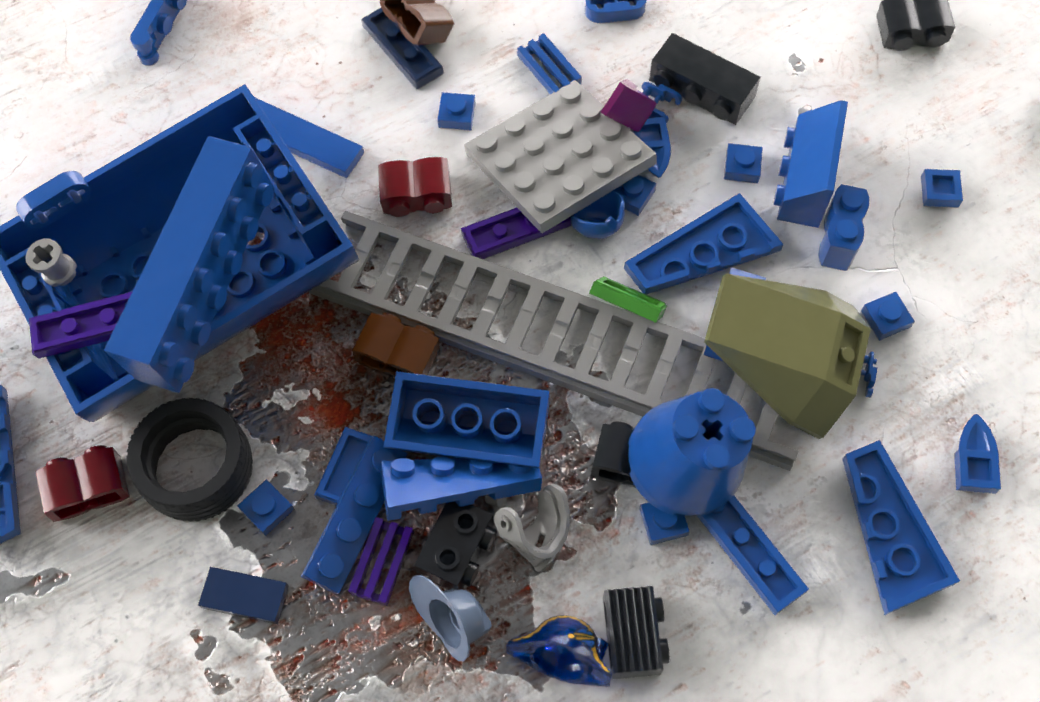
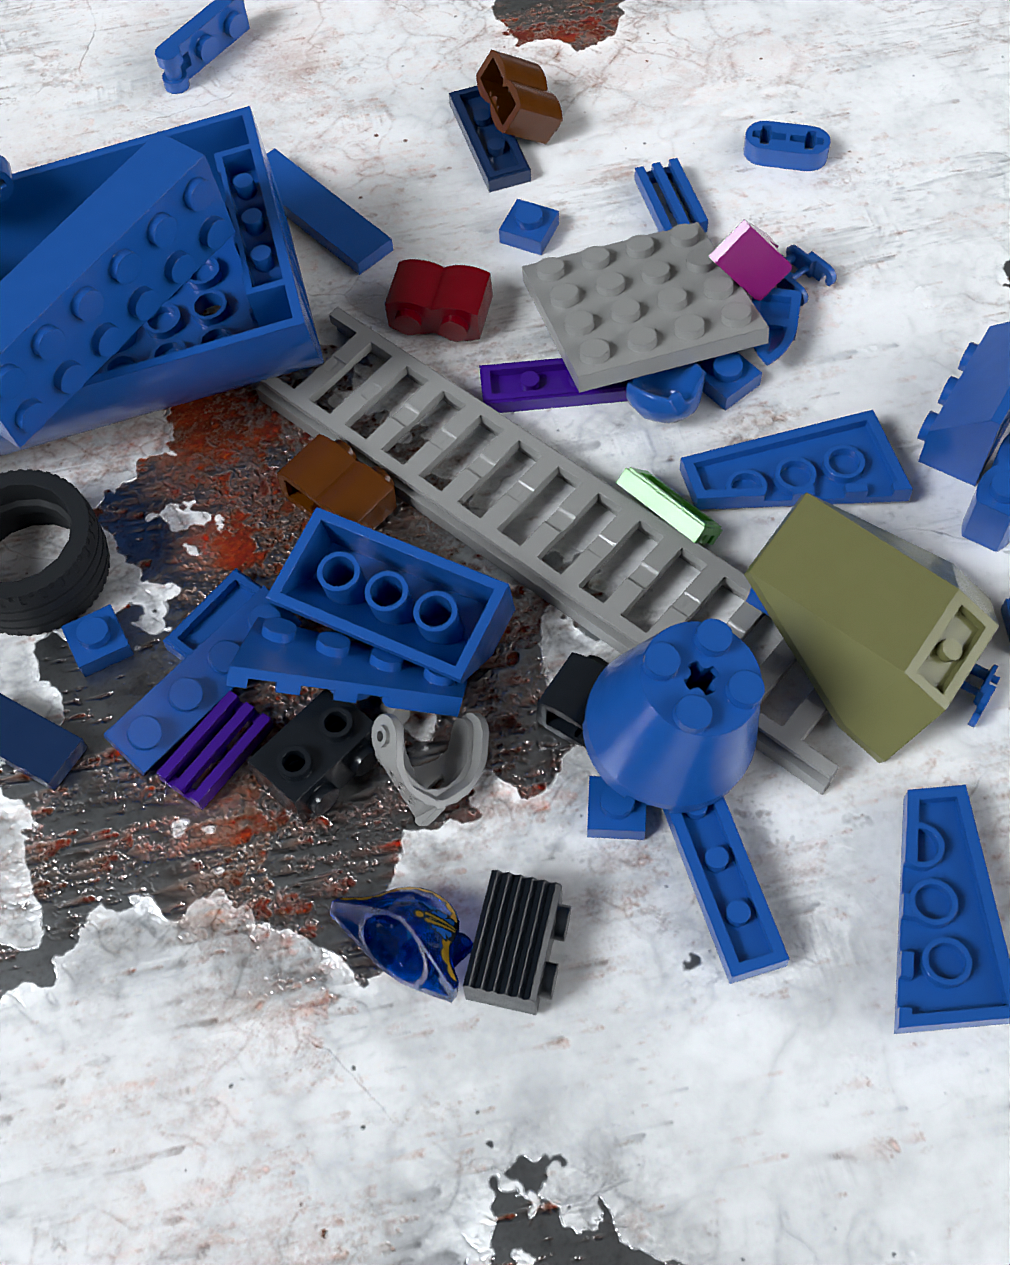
camera: 20 degrees right, 5 degrees down
(450, 614) = (278, 842): sand blue piece -> none
(704, 78) = (875, 258): black brick -> none
(743, 163) = (893, 377): blue plate -> none

